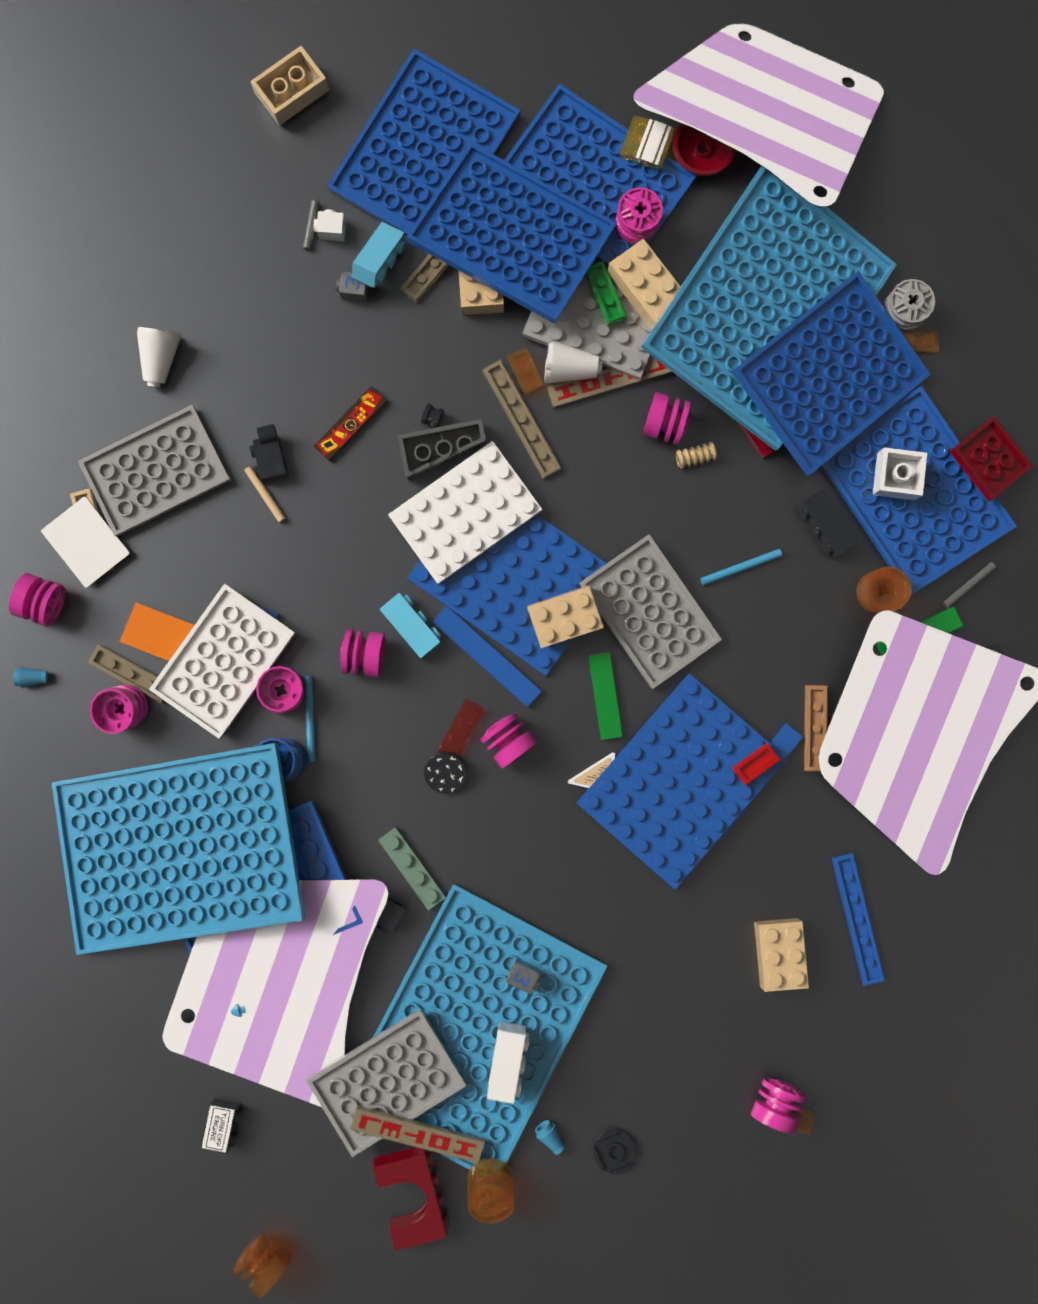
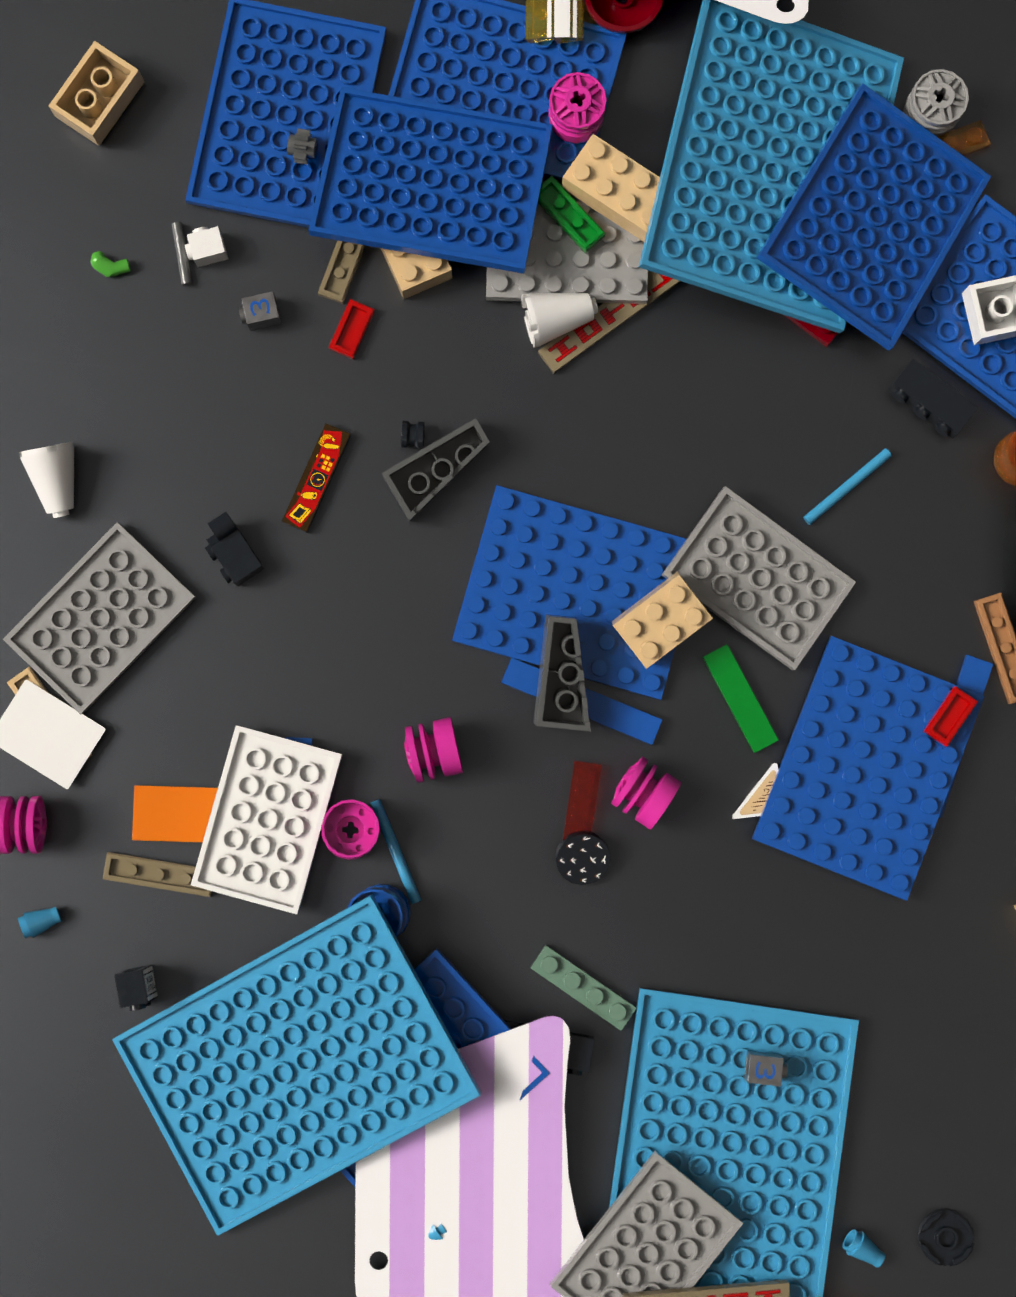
camera: 20 degrees left, 0 degrees up
(81, 750) = (136, 987): none -> black brick
(108, 708) = (152, 931): dark pink wheel -> none
(252, 215) = (108, 267): none -> bright green arm
(265, 494) = (243, 599): tan bar -> none
(378, 255) = (279, 263): medium azure brick -> none
(411, 625) = (478, 695): medium azure brick -> none
(416, 323) = (352, 329): none -> red tile
(426, 175) = (302, 146): none -> dark grey gear
(465, 512) = (494, 537): white plate -> none
(475, 635) = (561, 687): none -> dark grey wedge
(508, 1062) = (783, 1177): white brick -> none
(522, 419) = (521, 400): dark tan tile -> none
(525, 371) = (504, 341): clear orange plate -> none
(667, 418) = (696, 339): dark pink wheel -> none
(696, 455) = (746, 370): tan piece -> none

